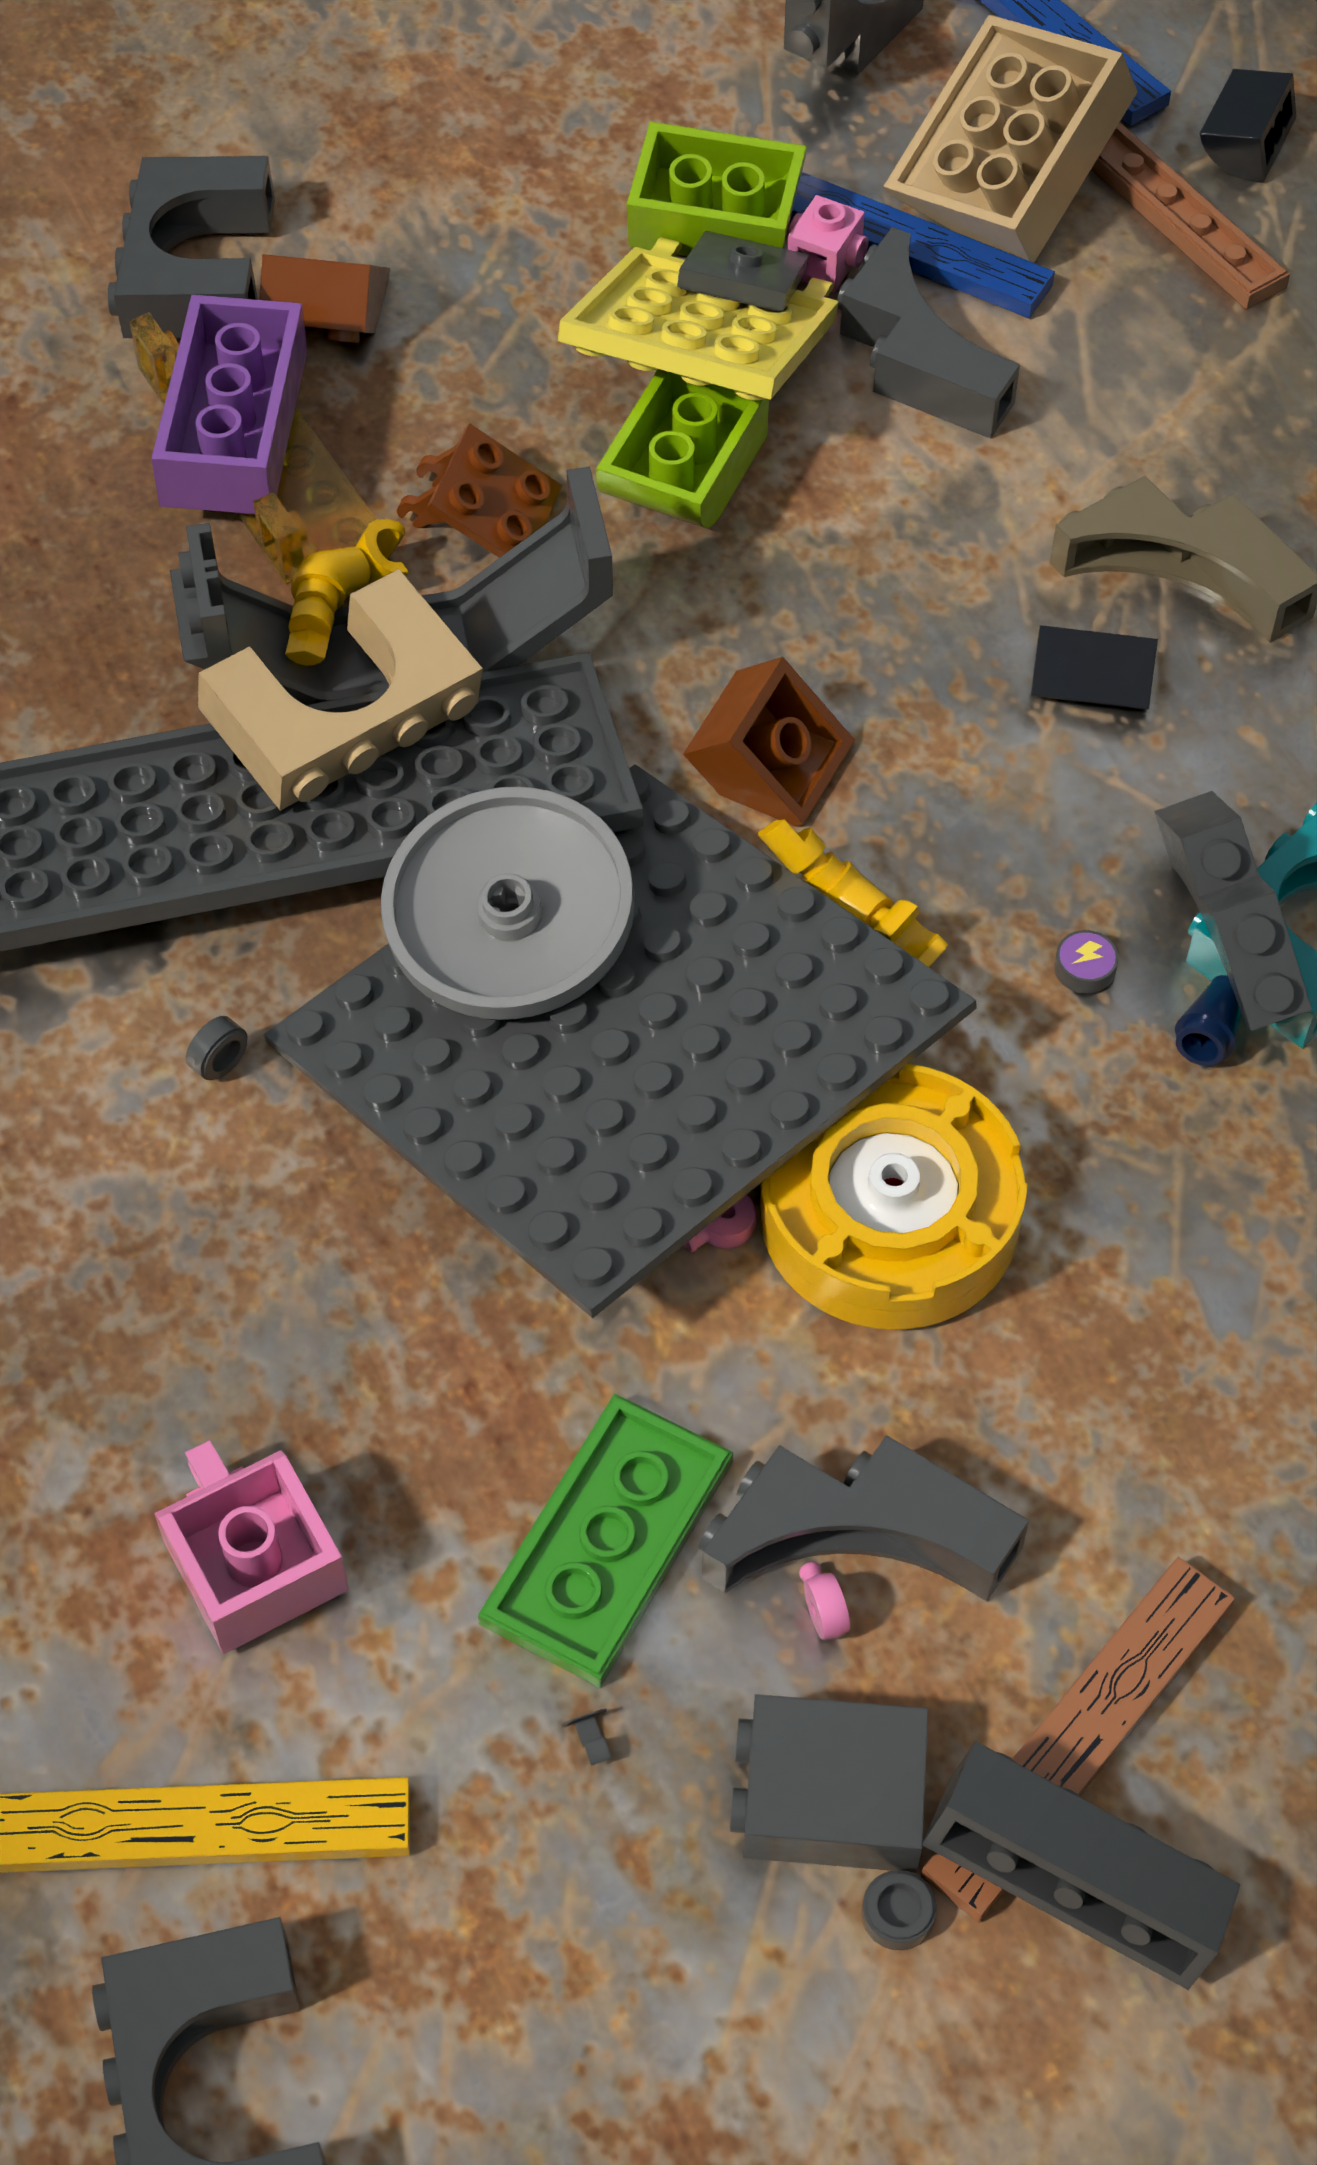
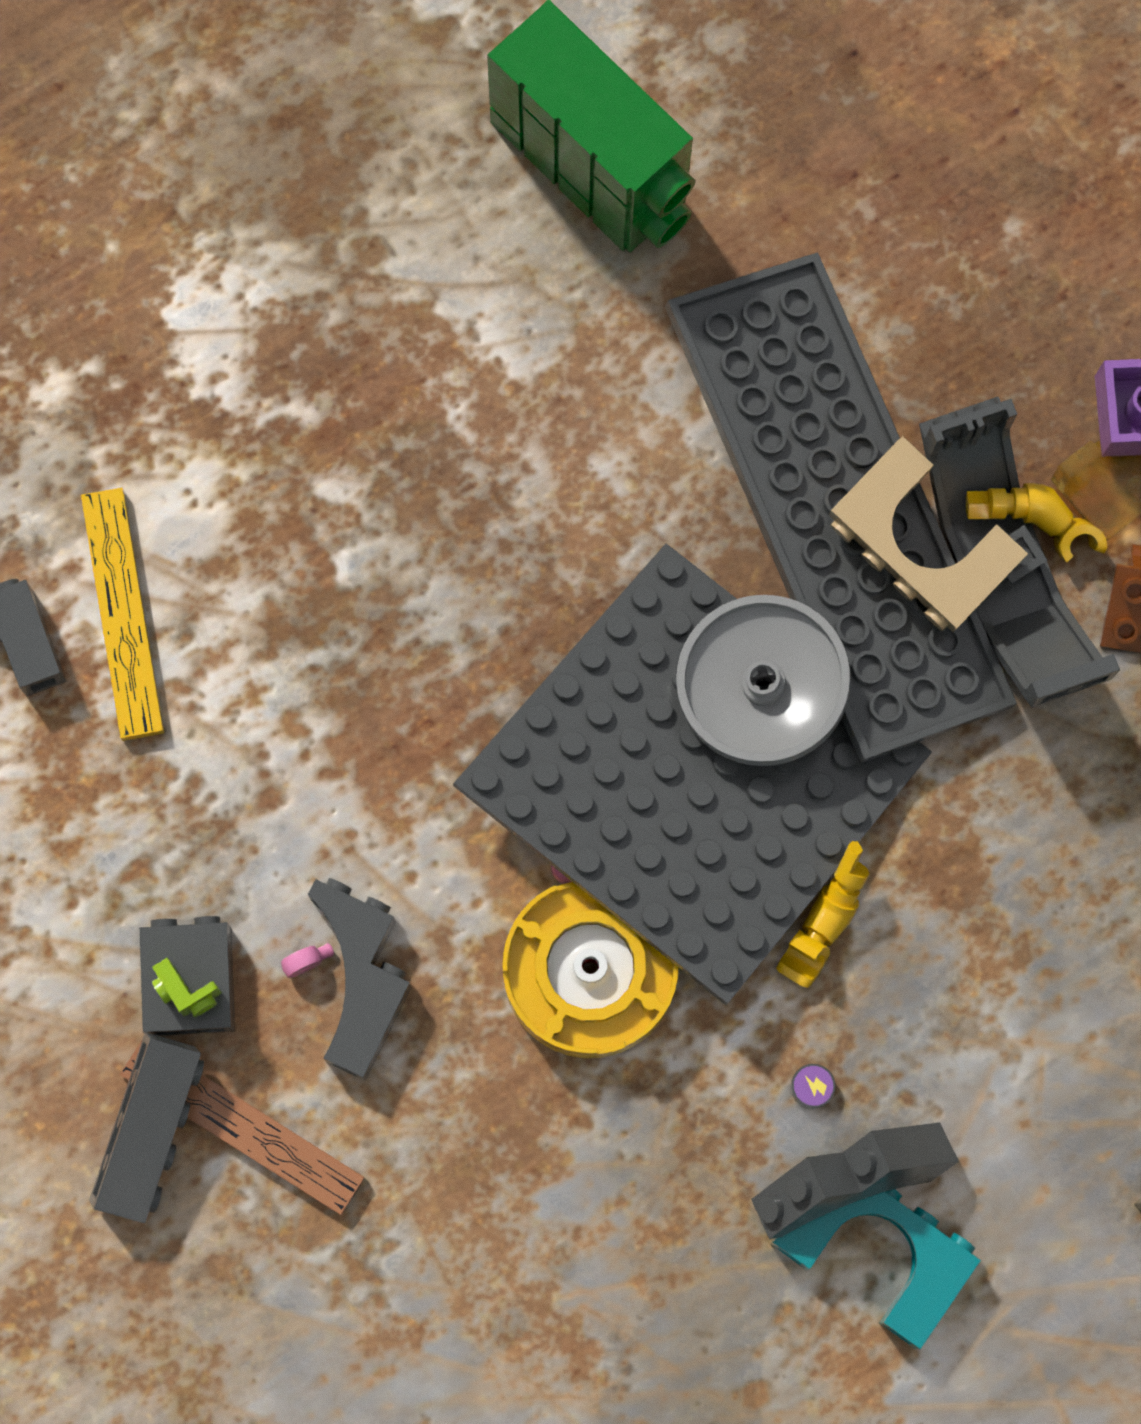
camera: 80 degrees right, 20 degrees up
(216, 1048) = (643, 515): dark grey tile -> none
(250, 1546) = (290, 607): bright pink hinge -> none
(591, 1737) = (206, 833): dark grey piece -> none
(606, 1540) = (334, 823): bright green tile -> none
(770, 743) = (958, 843): dark orange slope -> none
(862, 1771) = (172, 987): none -> lime bracket
(898, 1910) = (120, 1027): dark grey tile -> none
(1094, 667) = (1071, 1070): black brick -> none
(1210, 1024) = (761, 1171): dark blue cone -> none

